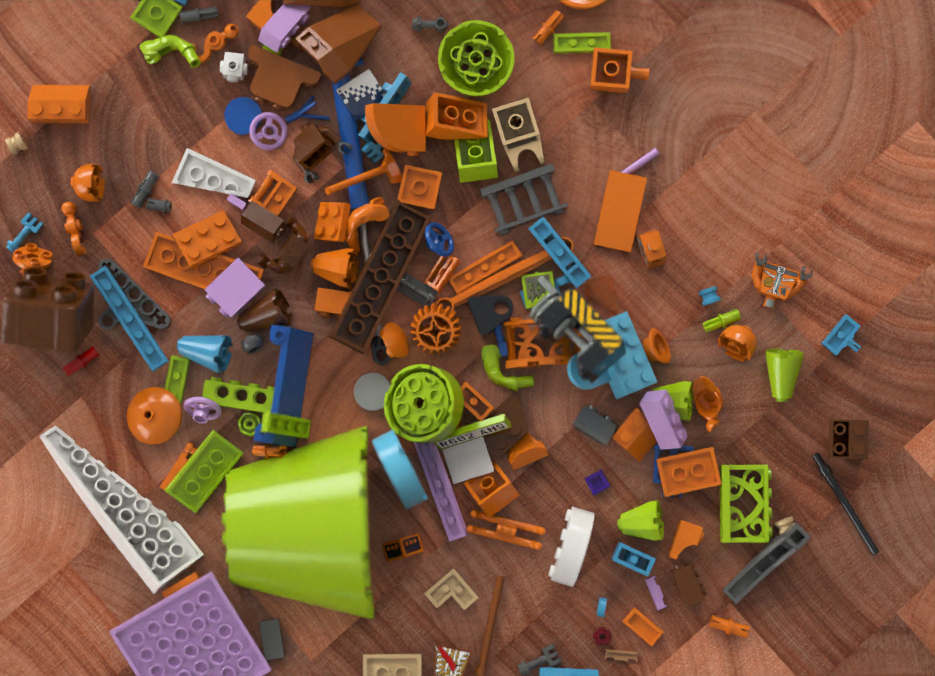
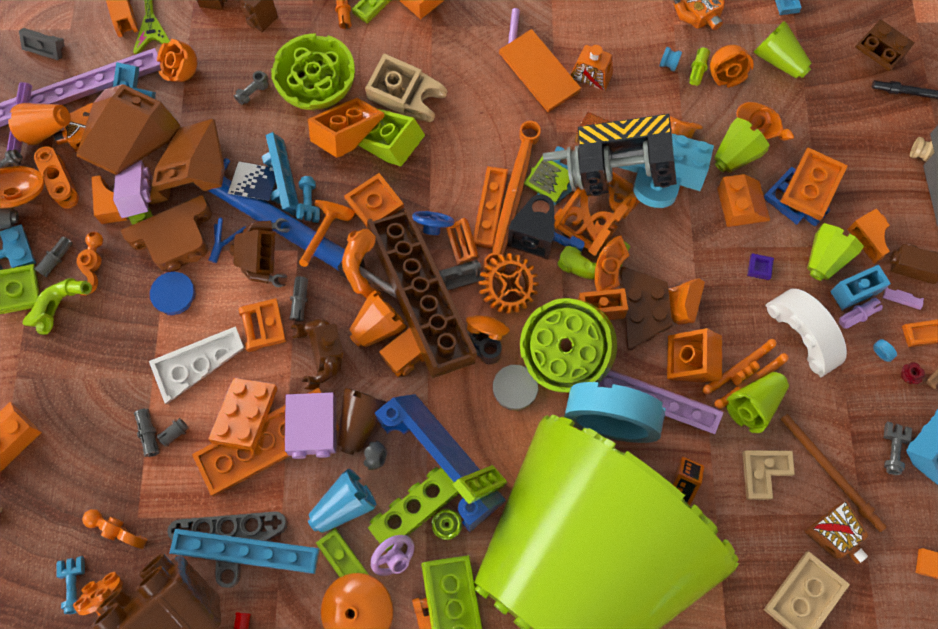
camera: 45 degrees left, 15 degrees down
(88, 182) = (86, 476): orange cylinder -> none
(234, 60) = (123, 262): white brick -> none
(237, 202) = (239, 360): lavender tile -> none
(255, 137) = (206, 273): lavender piece -> none
(262, 221) = (276, 351): reddish brown brick -> none
(269, 450) = (489, 526): orange axle -> none
(309, 201) = (299, 299): none -> dark grey axle
(332, 221) = (334, 291): orange plate -> none
(398, 127) = (306, 171): orange brick -> none
(468, 460) = (650, 355): white sticker -> none
(475, 431) = (631, 323): tile -> none
(495, 552) = (758, 401): none -> lime cone
(505, 382) = (609, 264): none -> orange tile
(527, 180) = (448, 115): dark grey fence -> none
(559, 252) = (533, 134): dark azure hinge -> none
(594, 425) = (709, 226): dark grey slope -> none
(616, 572) = (860, 313): none -> lavender axle
(663, 419) = (753, 161): lavender brick -> none
(726, 523) = (896, 158): lime fence -> none

